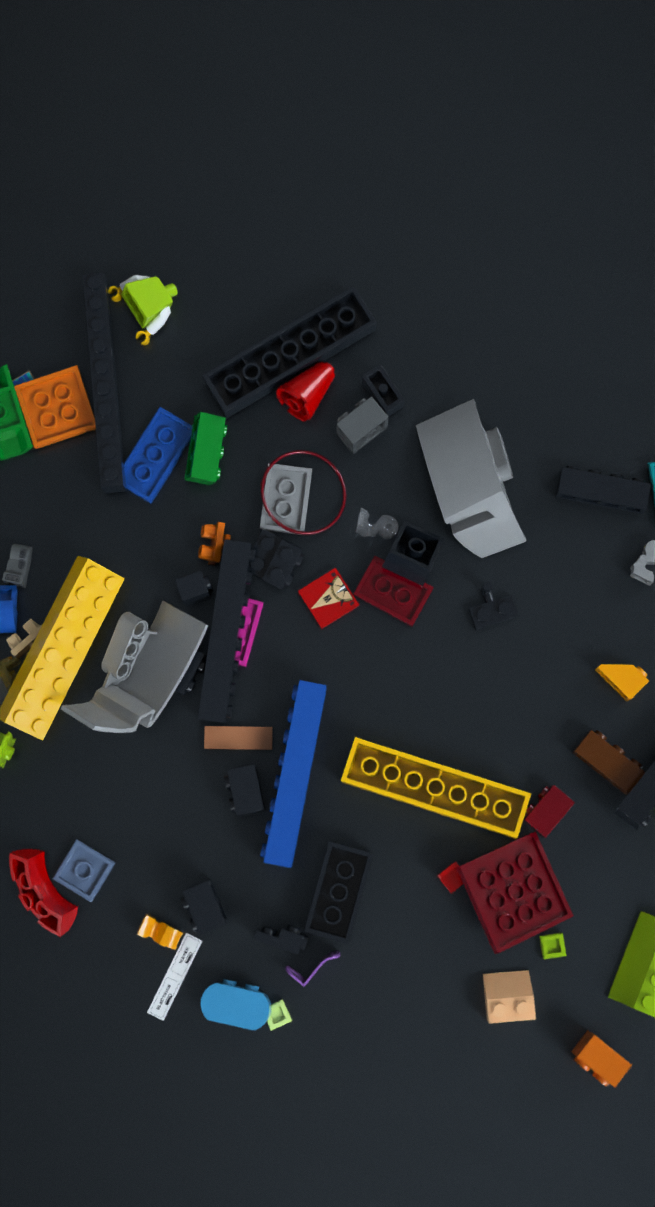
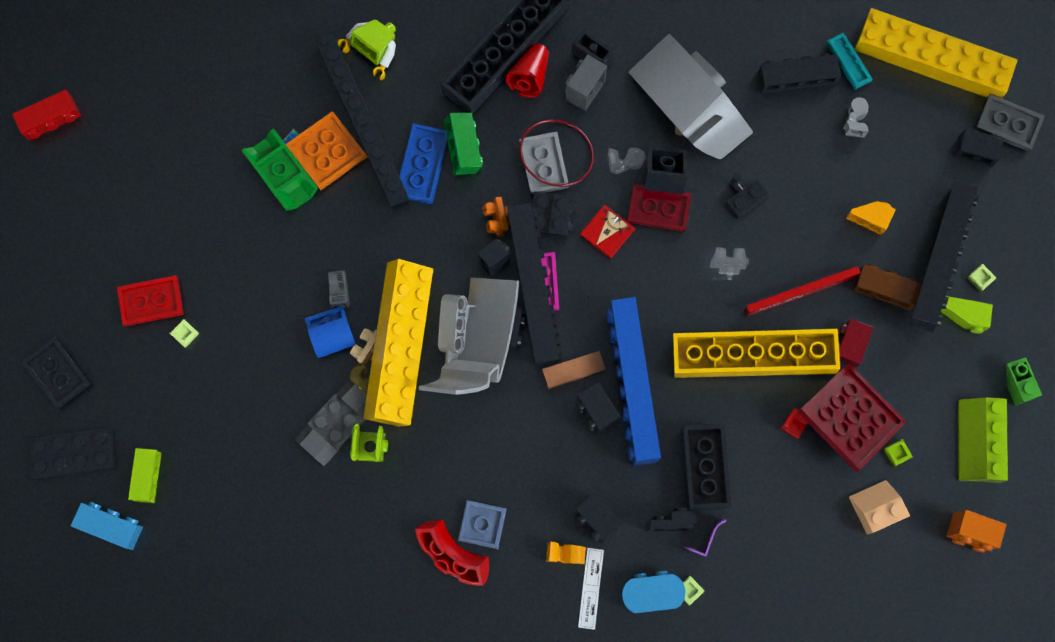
camera: 20 degrees left, 5 degrees down
(438, 672) = (733, 264): none -> clear hips
(517, 735) = (801, 291): none -> red tile

